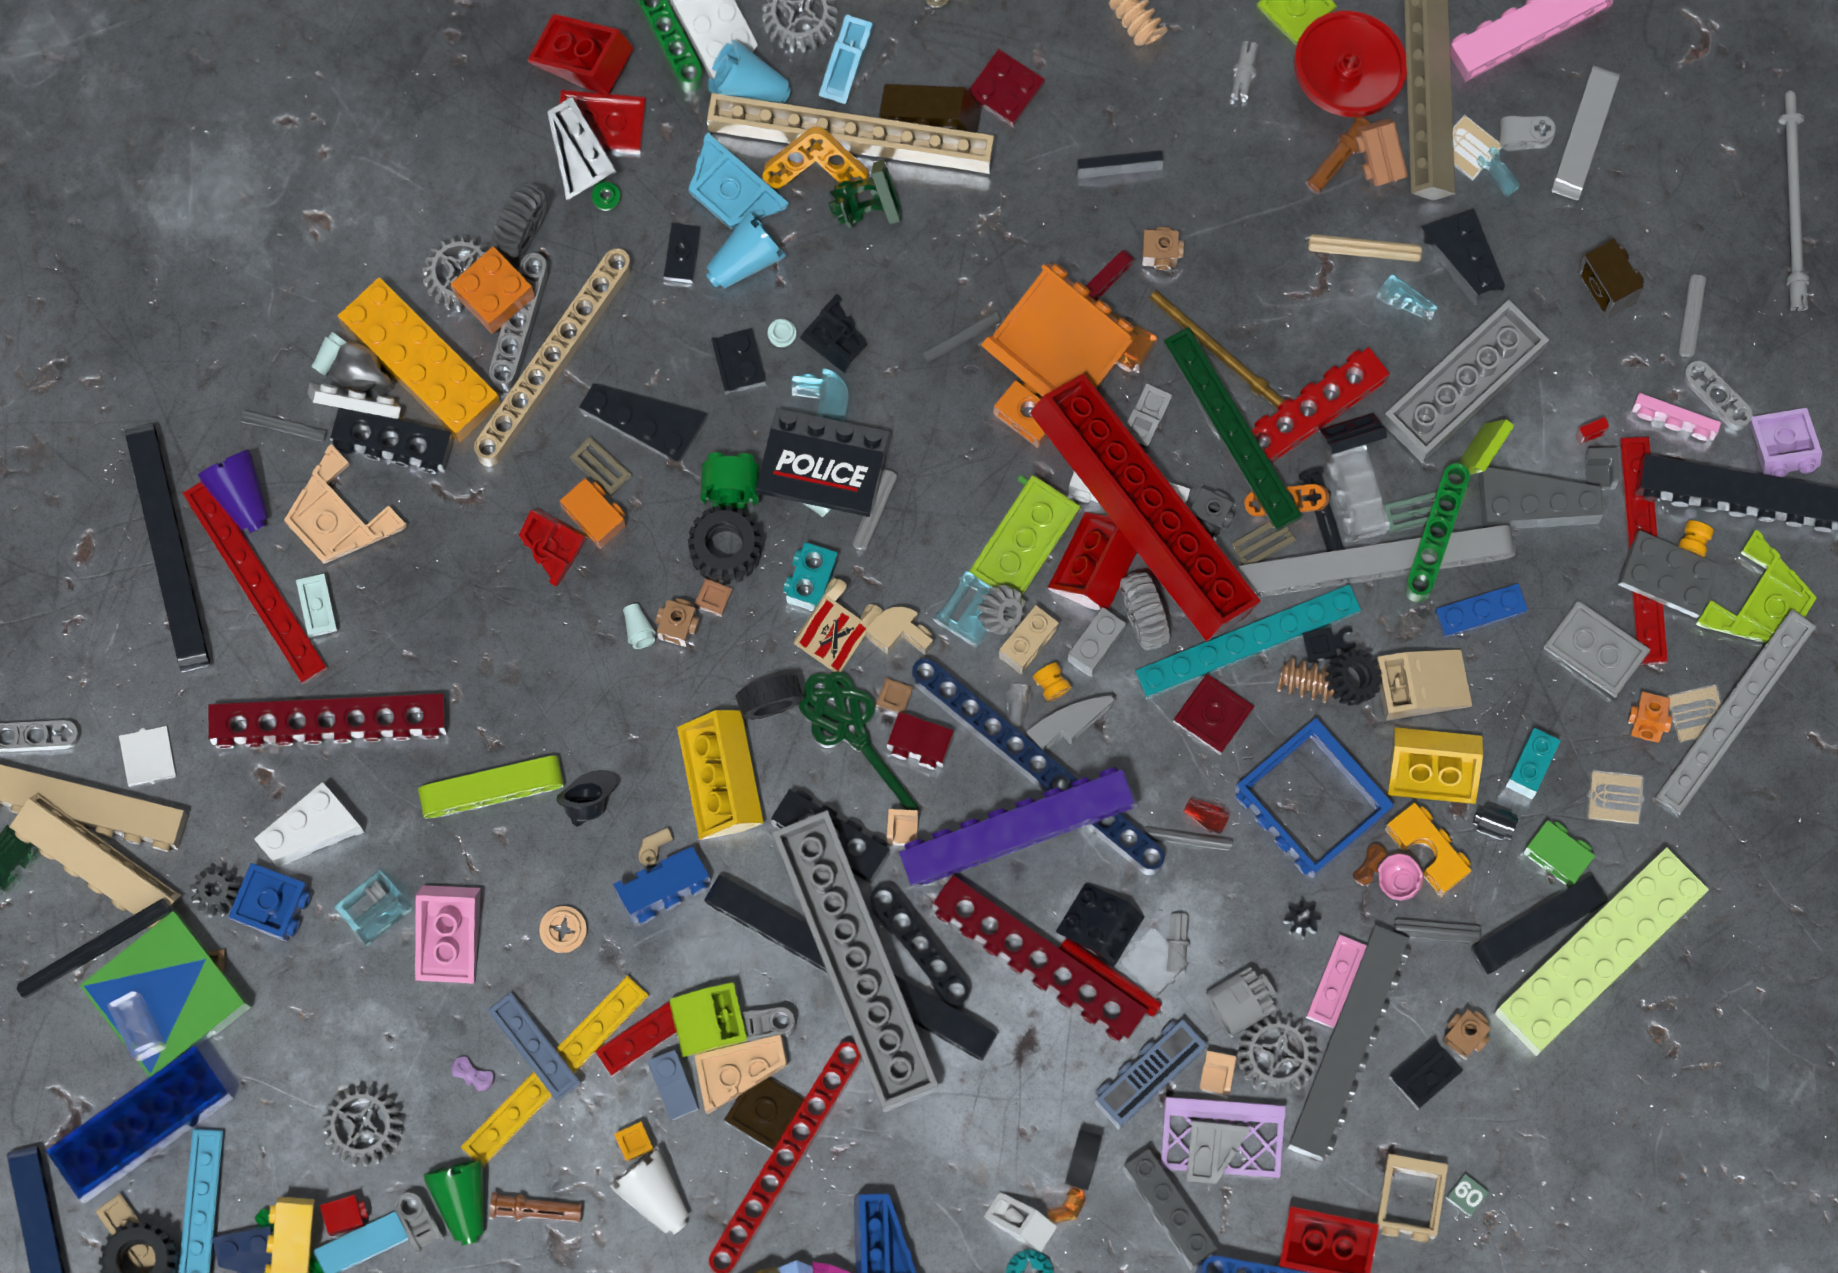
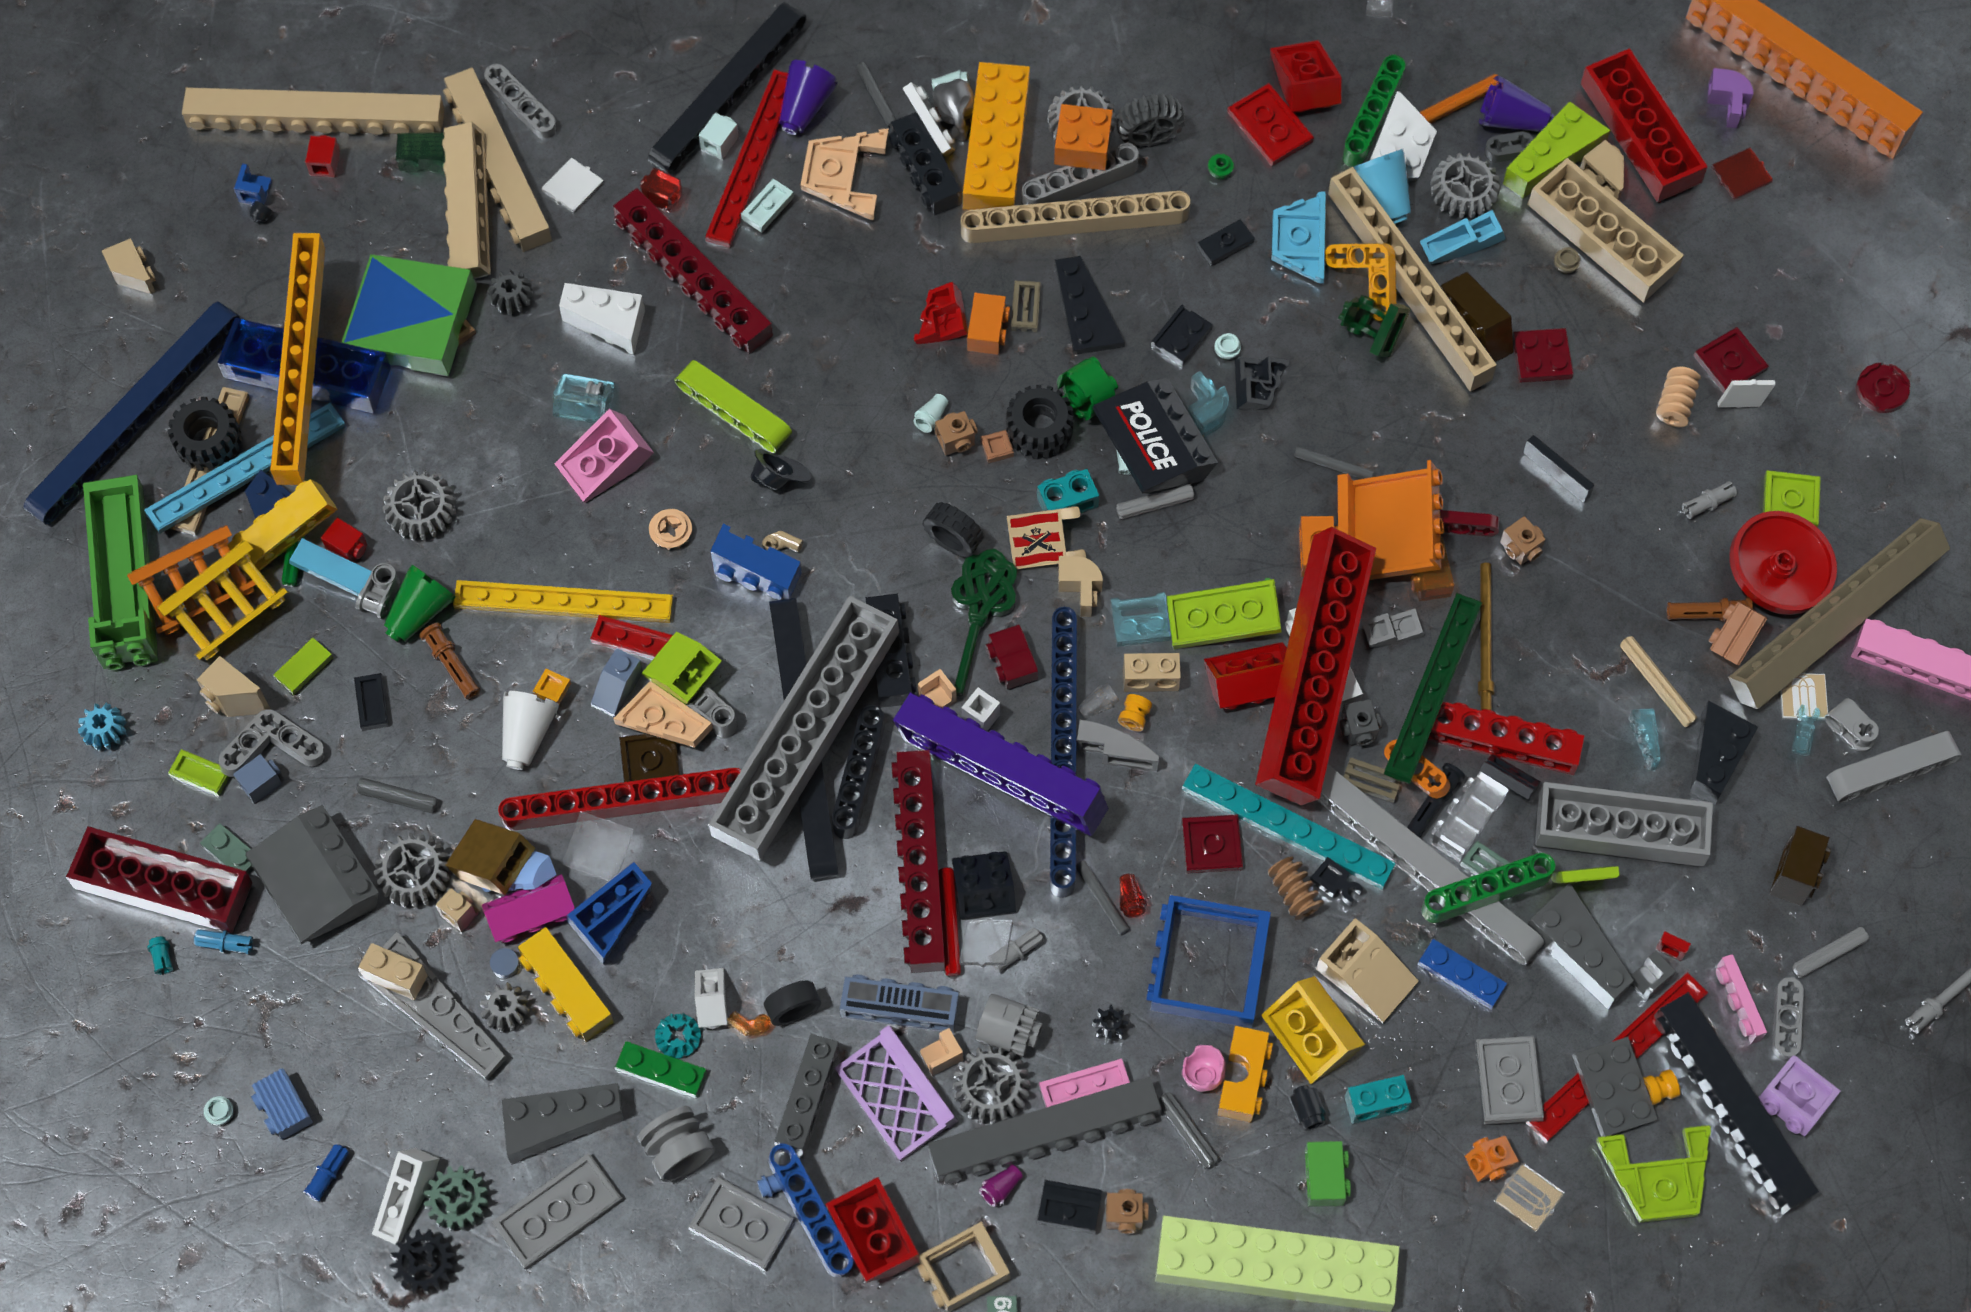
camera: 50 degrees right, 10 degrees down
(94, 948) = (406, 246): black axle -> none
(136, 1026) = (366, 303): clear brick -> none
(144, 1125) = (298, 359): none -> light orange brick
(210, 592) = (718, 136): none -> light aqua brick
(222, 684) = (661, 189): none -> clear red brick
(270, 902) = (530, 330): blue plate -> none
(480, 1079) = (516, 557): lavender piece -> none
(534, 1047) = (568, 573): sand blue tile -> none
(579, 150) = (1235, 119): wedge -> none
(720, 774) = (871, 544): yellow slope -> none
(744, 253) = (1261, 276): medium azure cone -> none
(813, 1213) = (598, 846): none -> clear plate
(894, 696) = (1030, 617): medium nougat tile -> none
(950, 805) = (981, 708): none -> white brick
(1001, 610) = (1166, 634): light grey gear -> none
(1097, 642) = (1191, 719): light grey brick -> none
(1145, 611) = (1242, 731): light grey gear -> none
(1212, 1149) = (877, 1090): light grey wing -> none
(1341, 684) = (1338, 914): black tyre -> none
(1366, 1115) = (999, 1186): none -> magenta cone
(1374, 855) = (1184, 1042): dark orange piece -> none
(1539, 925) = (1257, 1201): black beam -> none
(1616, 797) = (1408, 1185): clear piece -> none
(1735, 712) = (1554, 1221): light grey tile -> none

